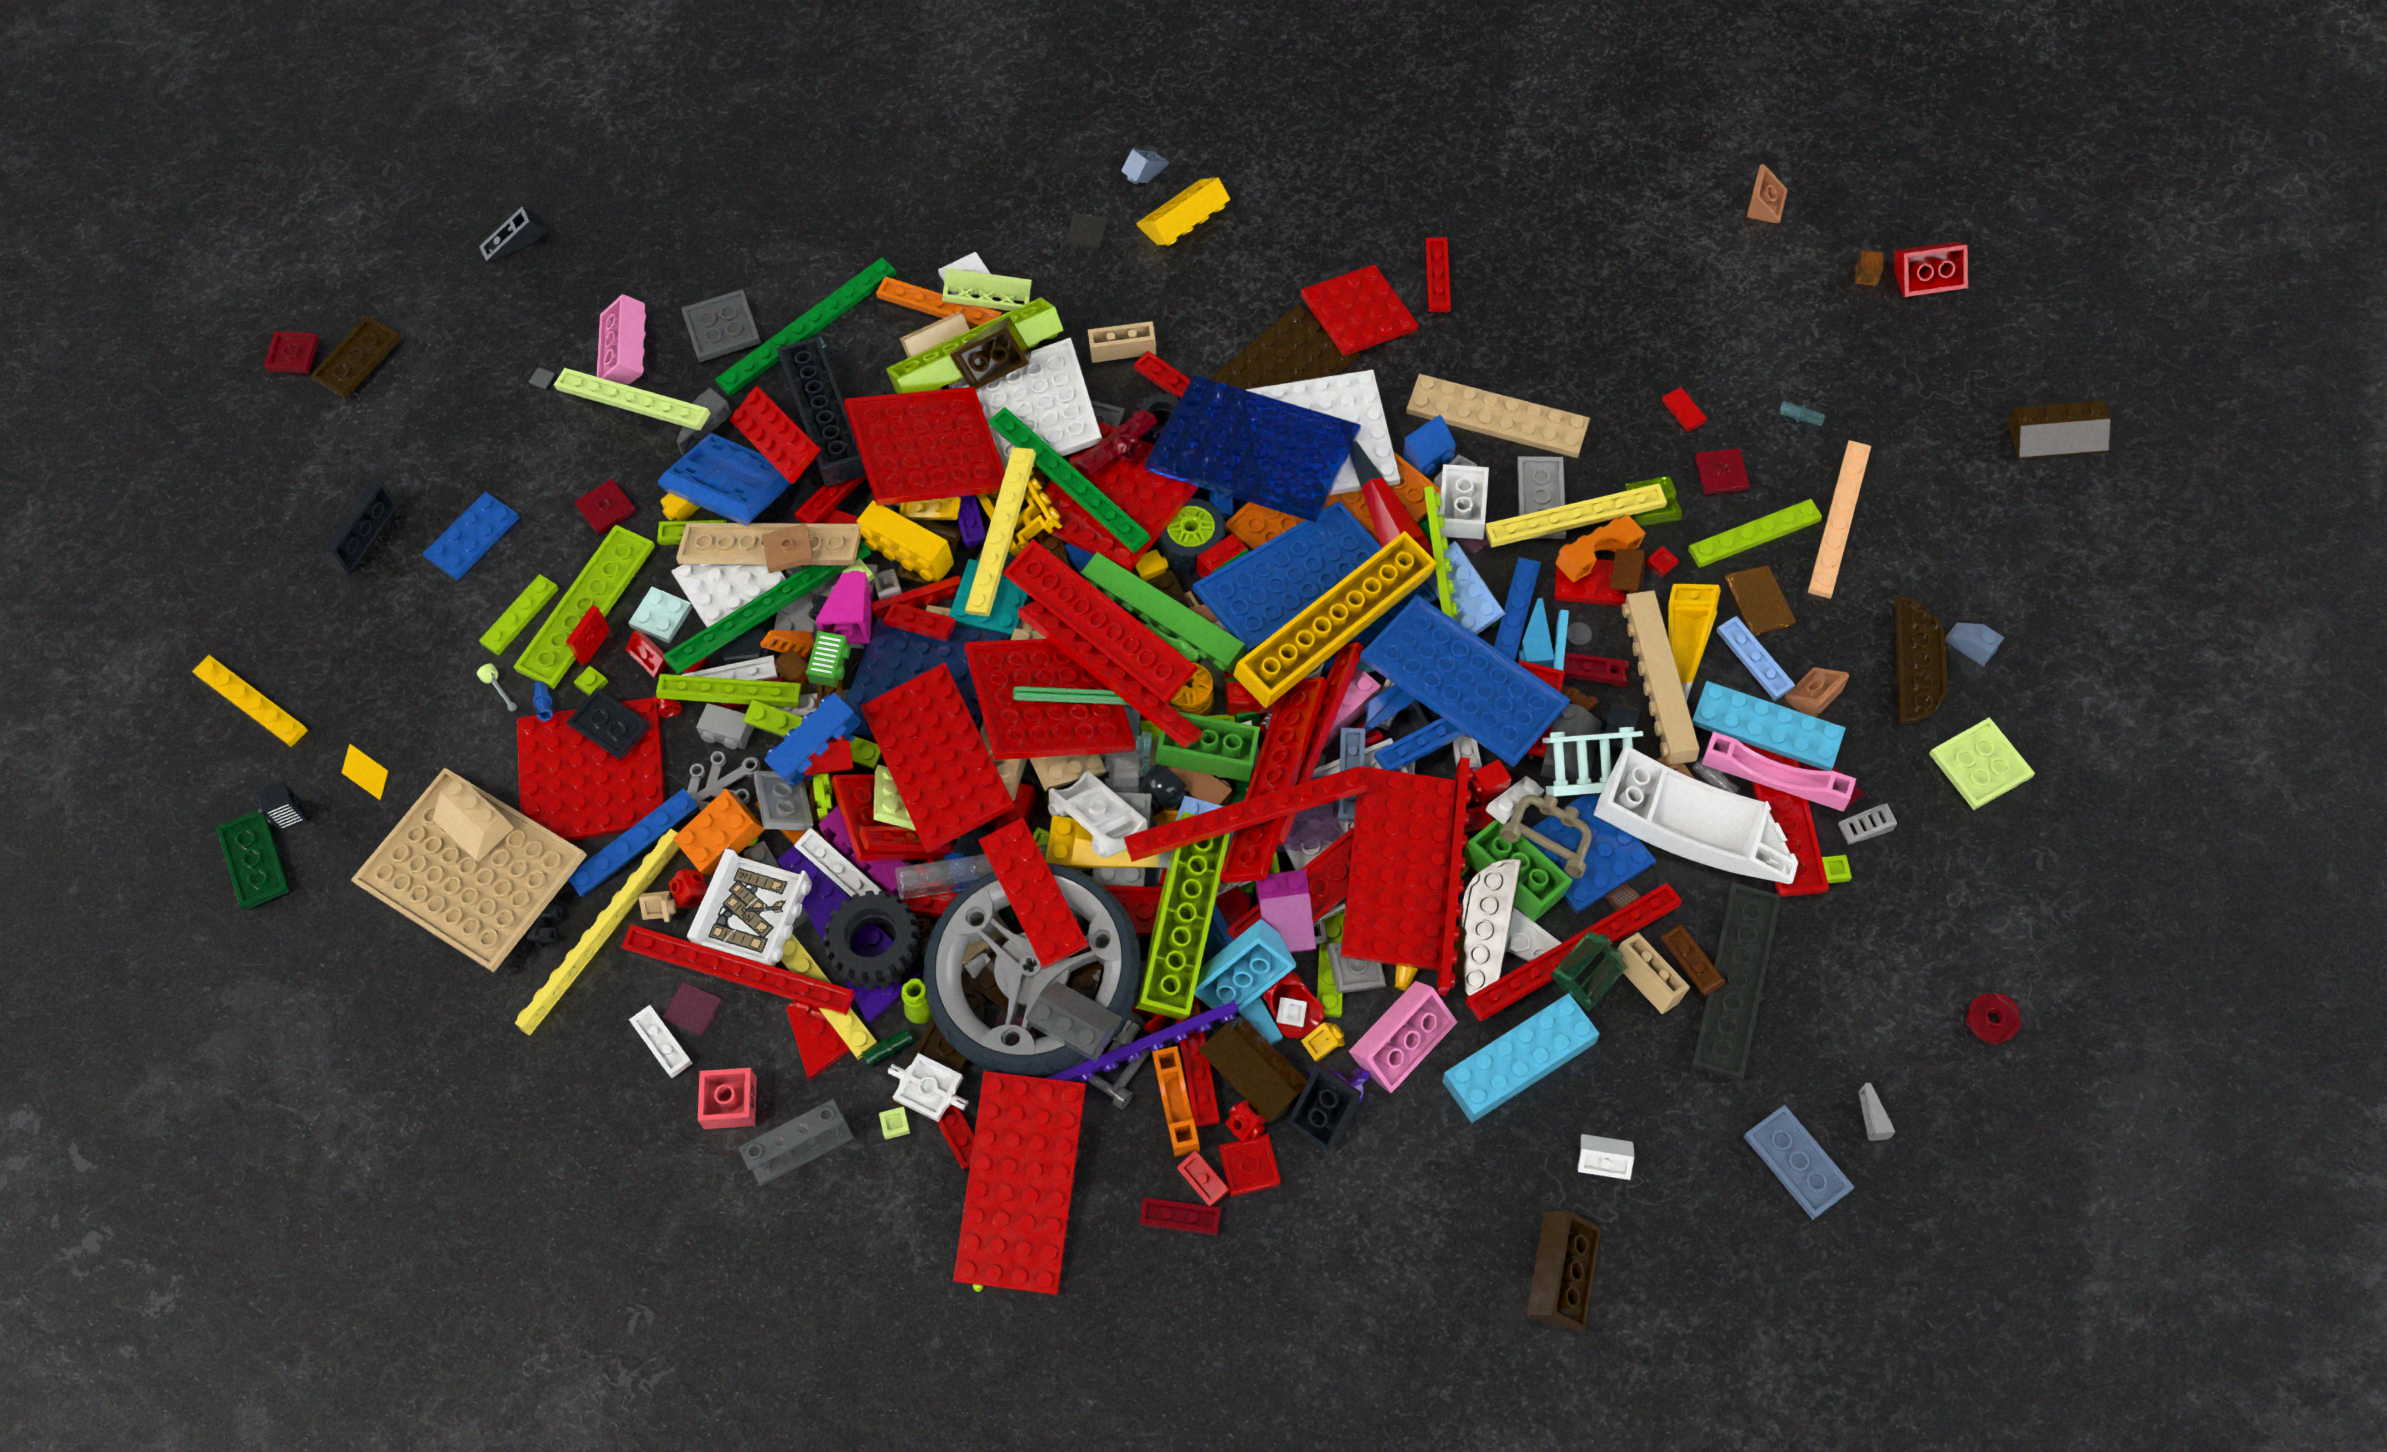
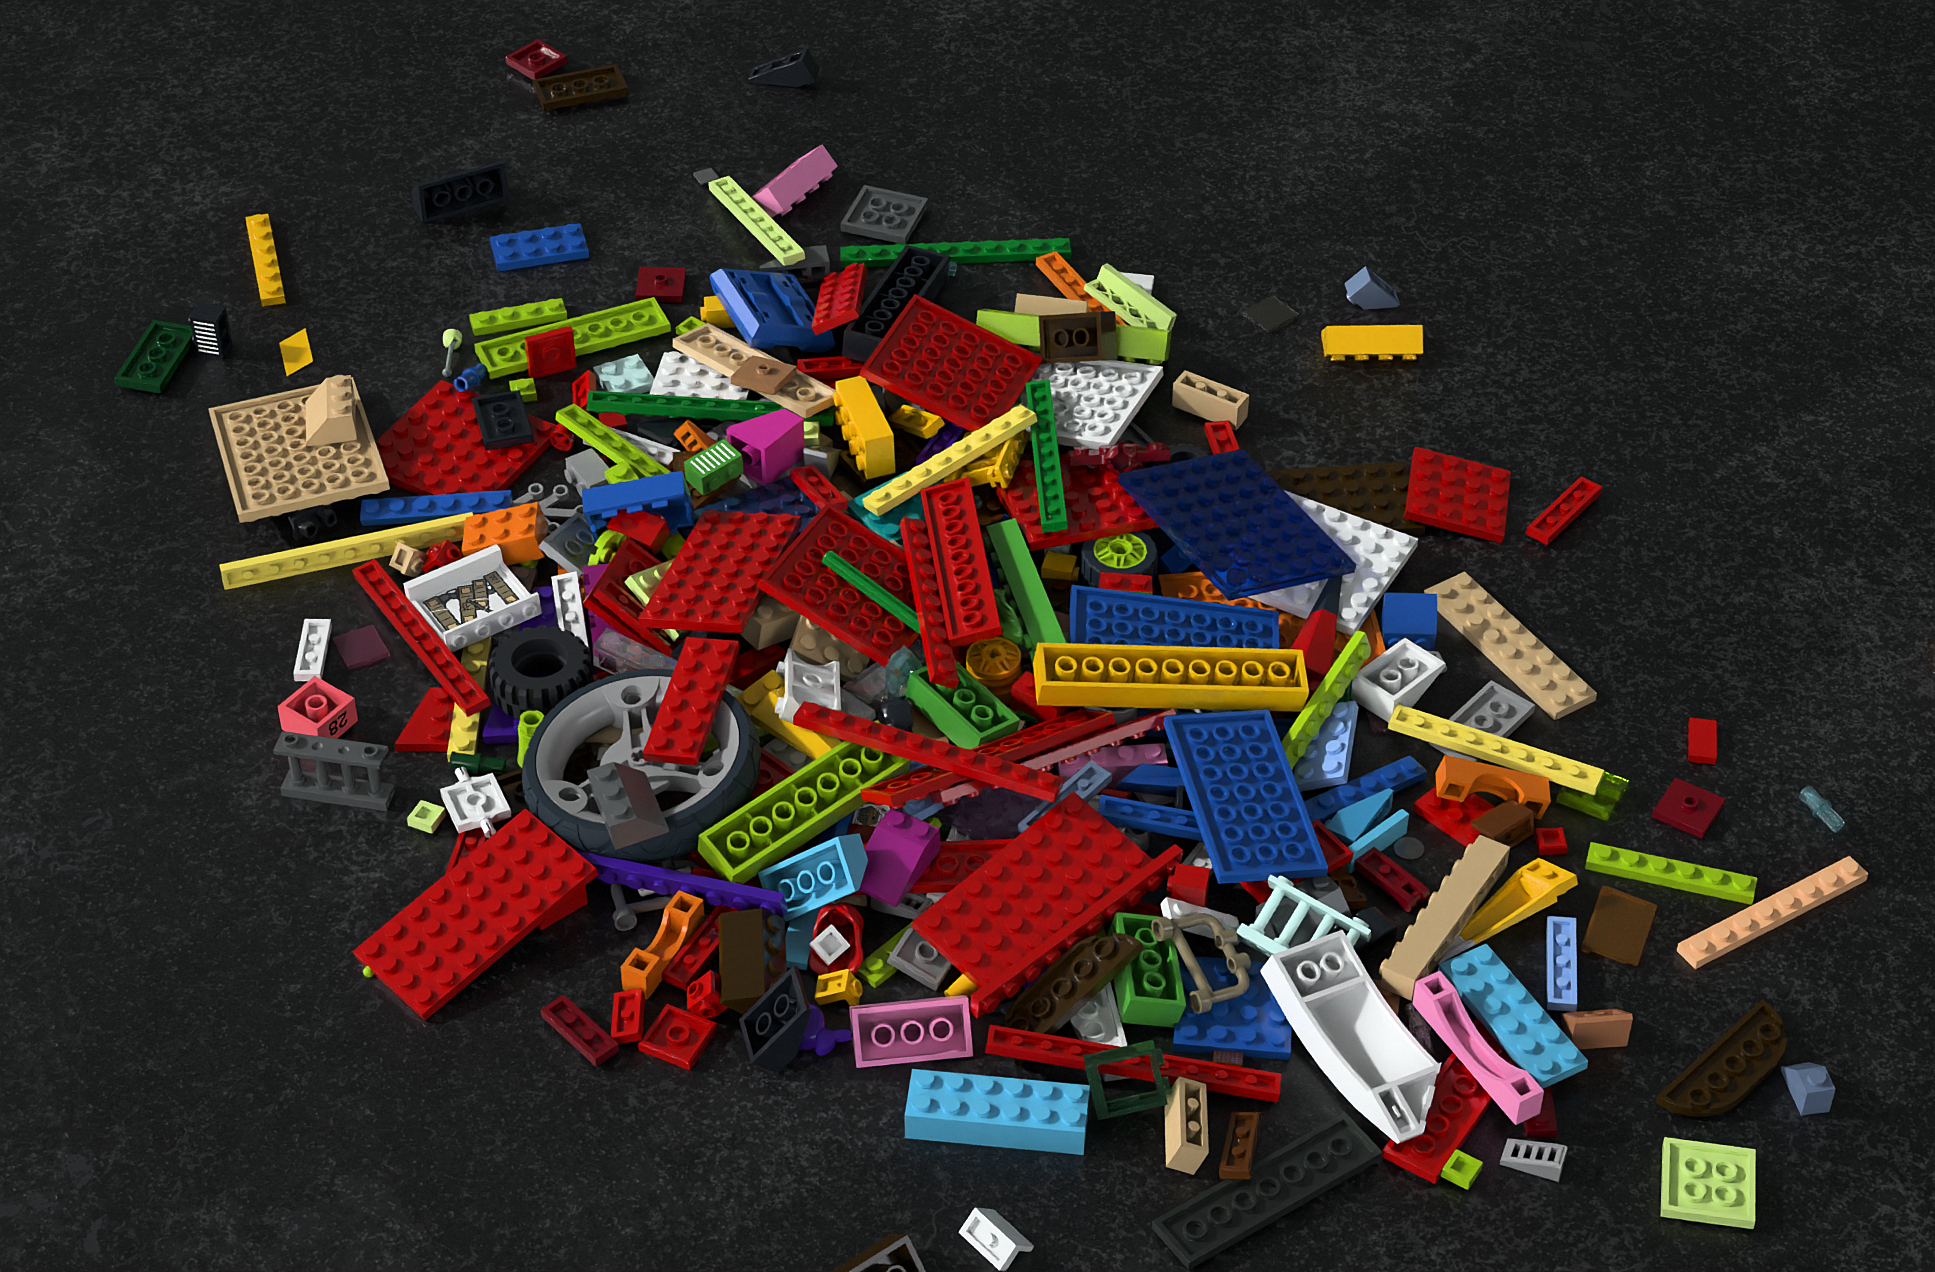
camera: 35 degrees right, 20 degrees down
(920, 597) = (842, 479): red plate -> none

